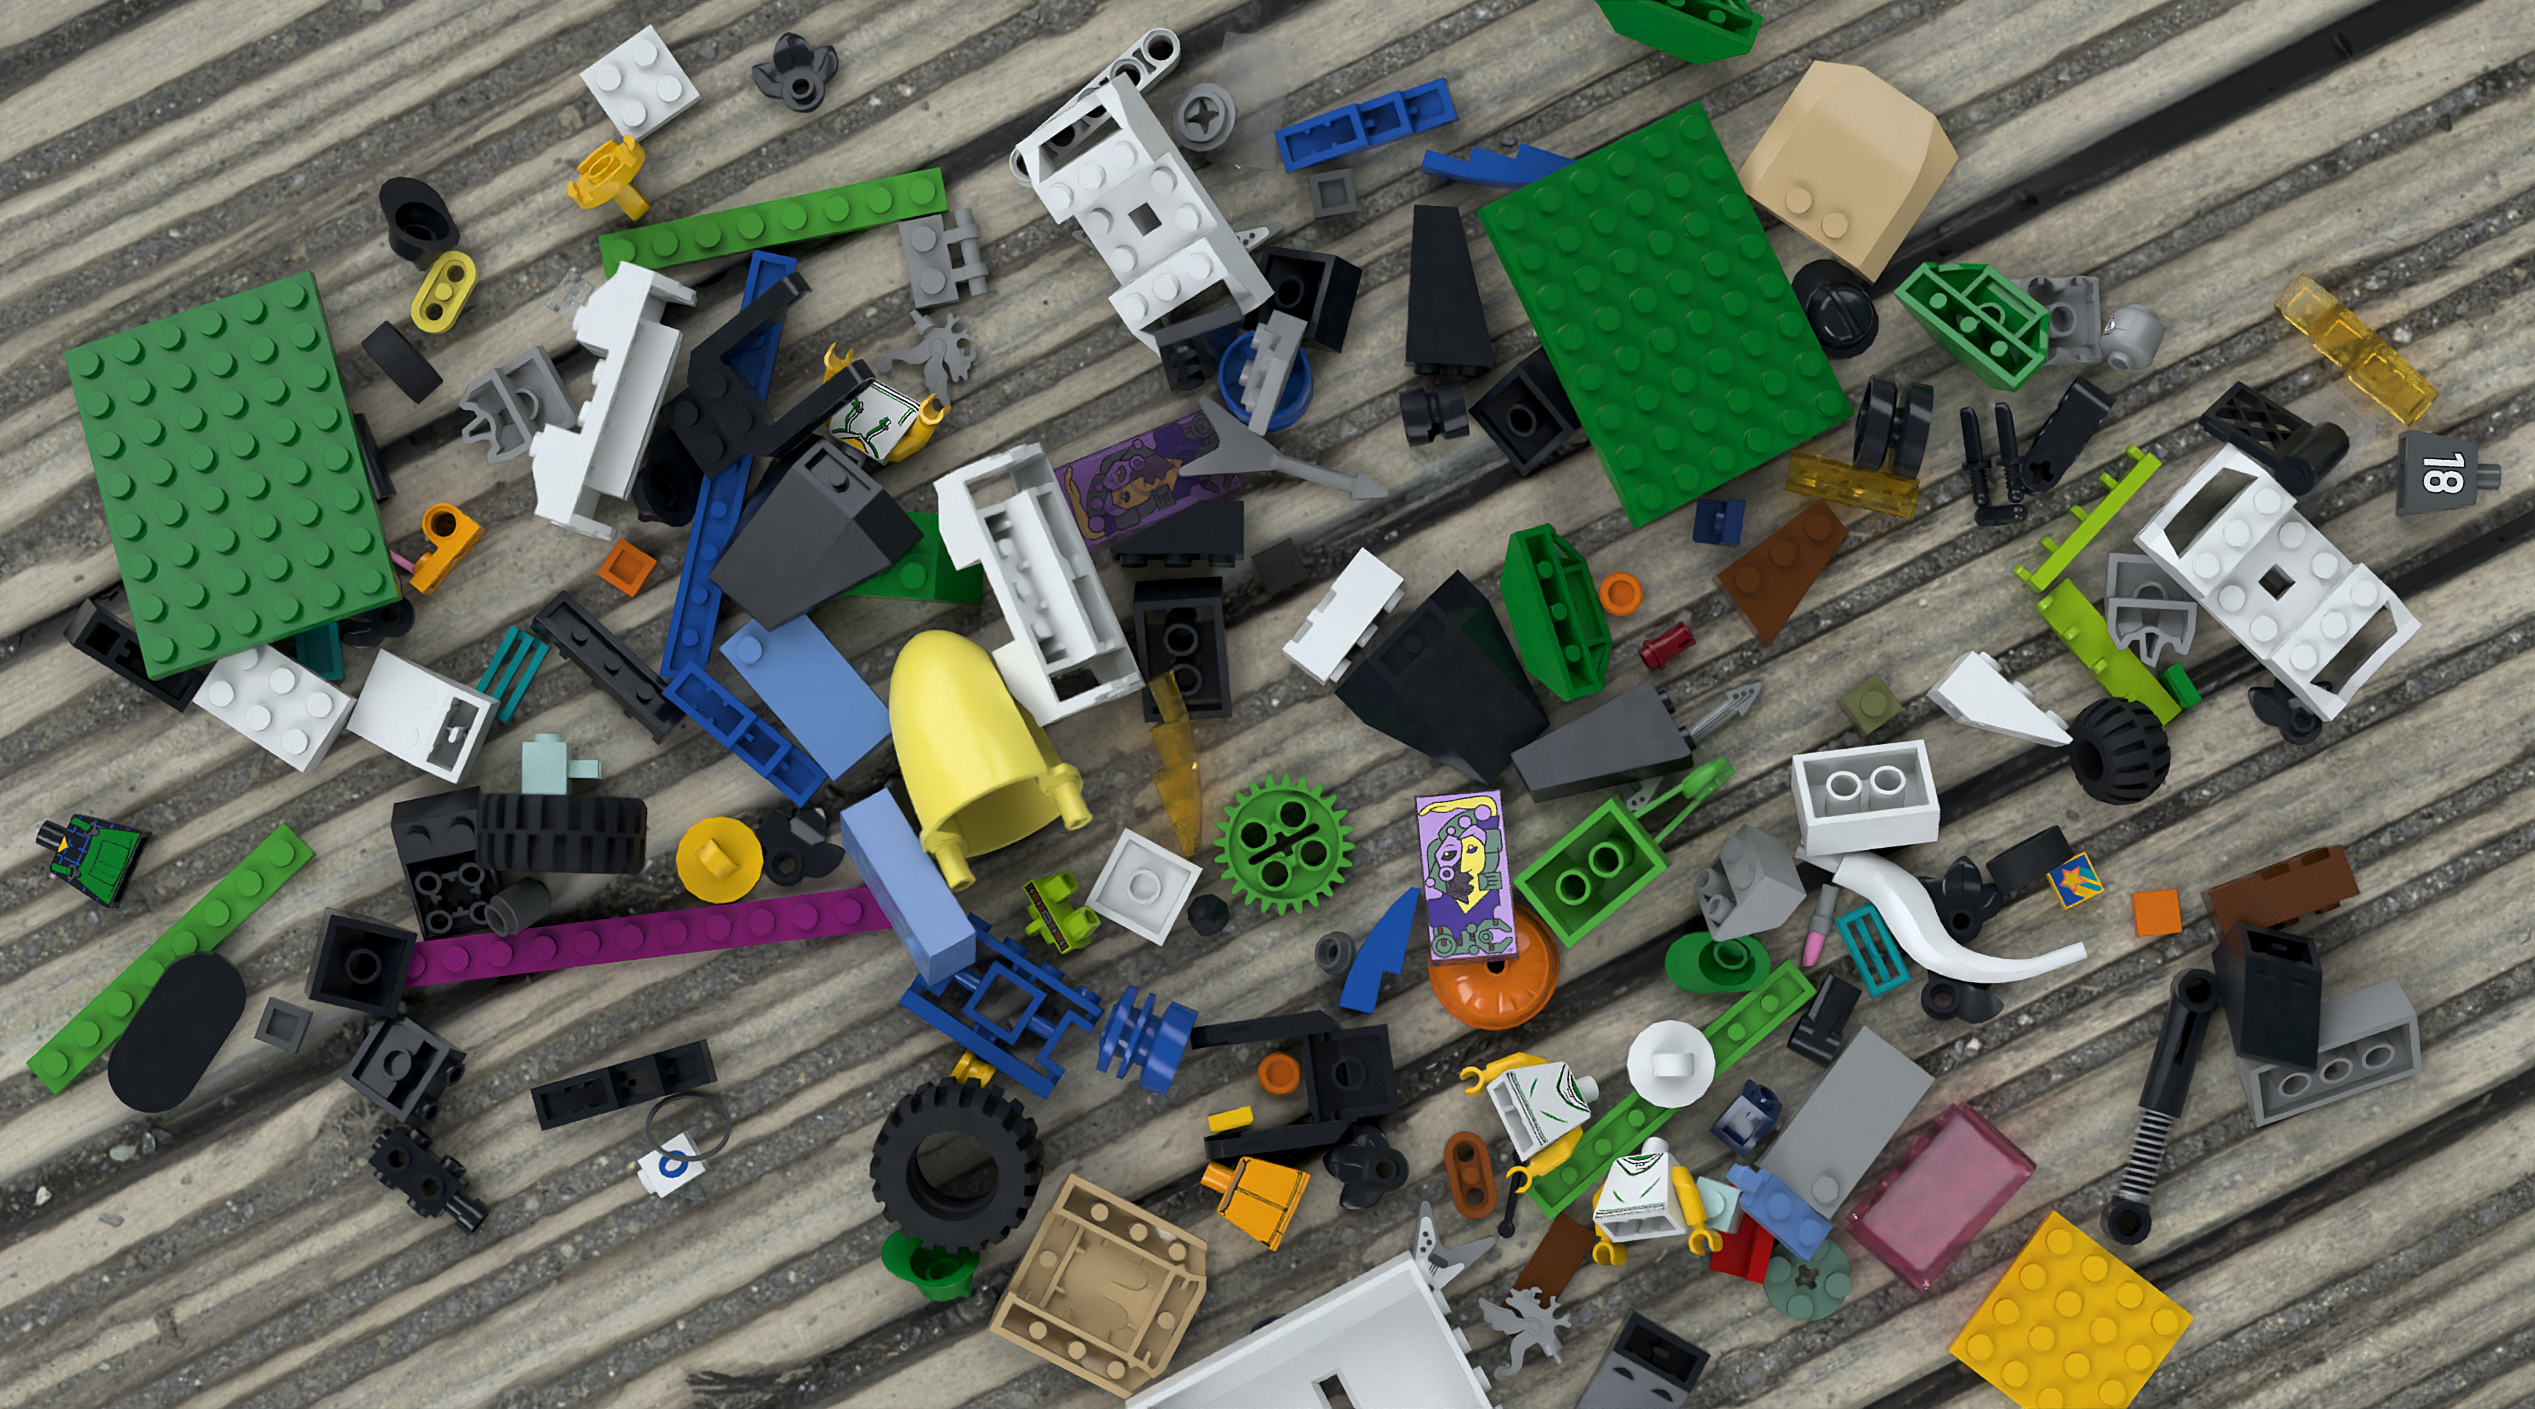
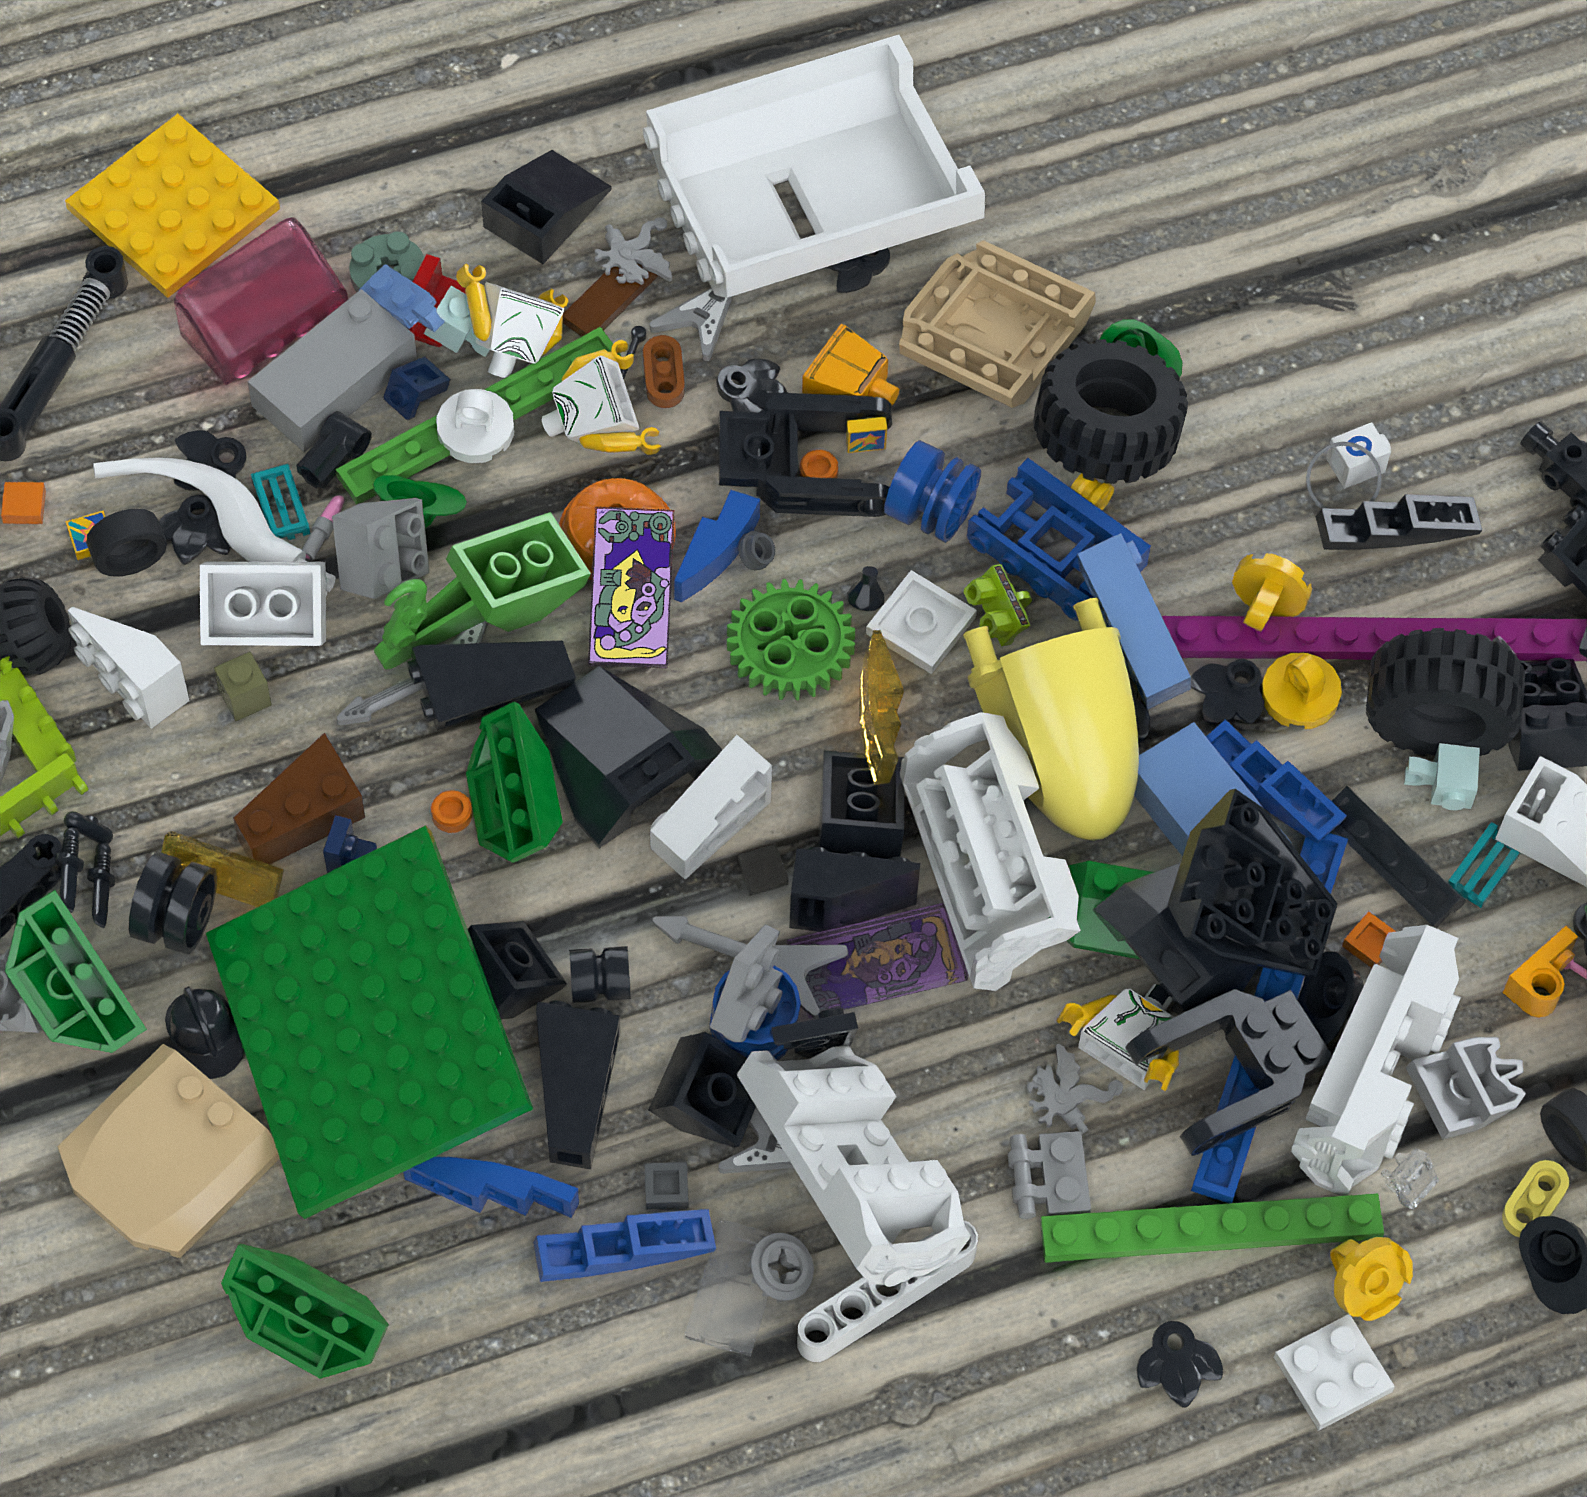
camera: 175 degrees left, 25 degrees down
(760, 550) = (1250, 892): none -> black wedge
(762, 961) = (1270, 588): none -> yellow tile
(1666, 646) = (417, 759): dark red pin -> none

